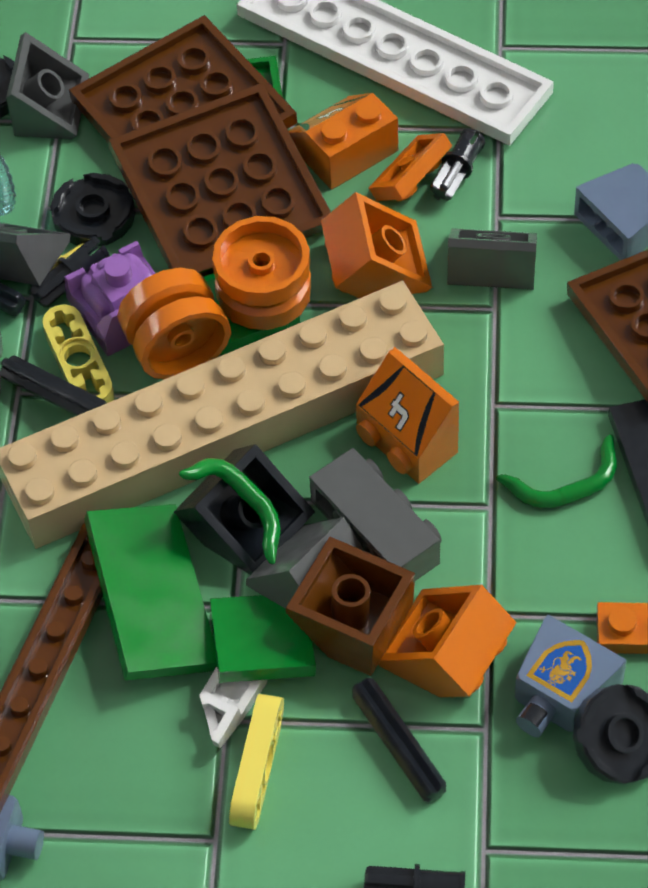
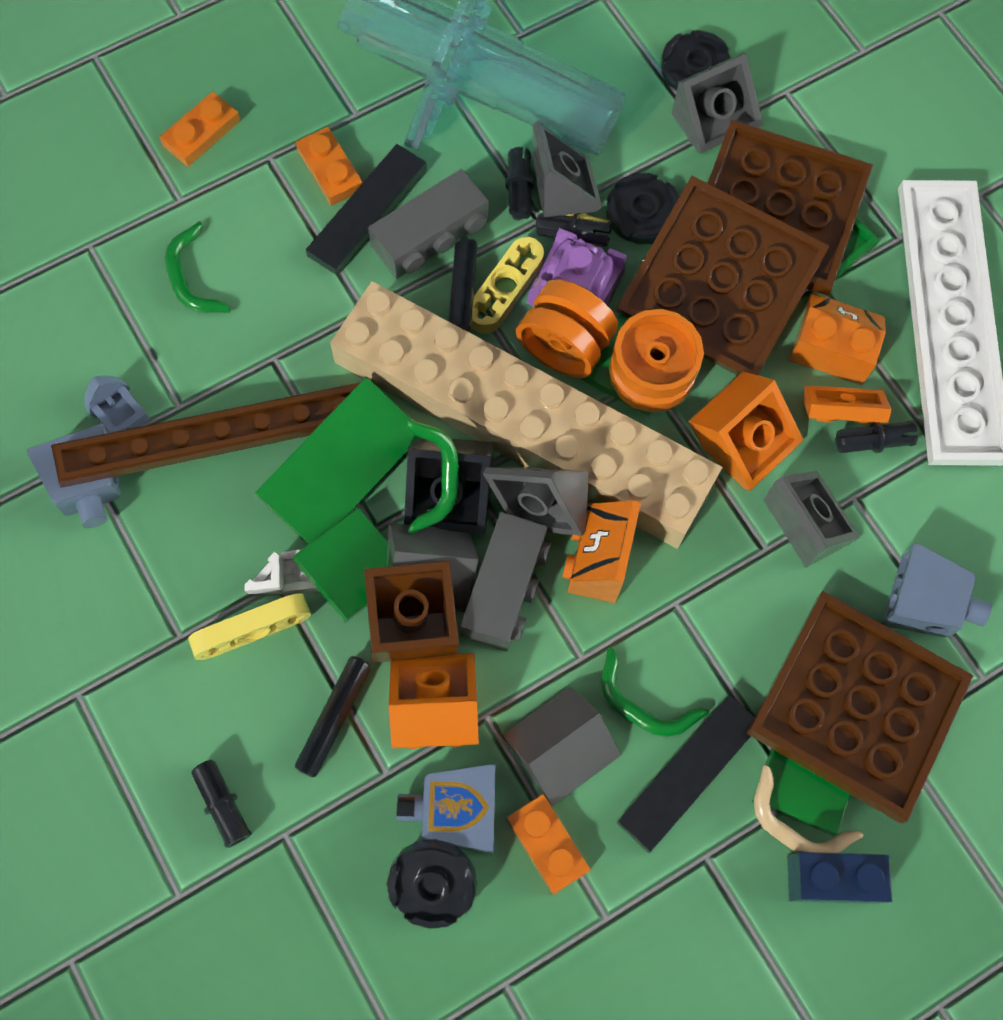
camera: 50 degrees right, 15 degrees up
(323, 431) = (543, 496): none -> dark grey slope
(560, 562) = (562, 744): none -> dark grey slope

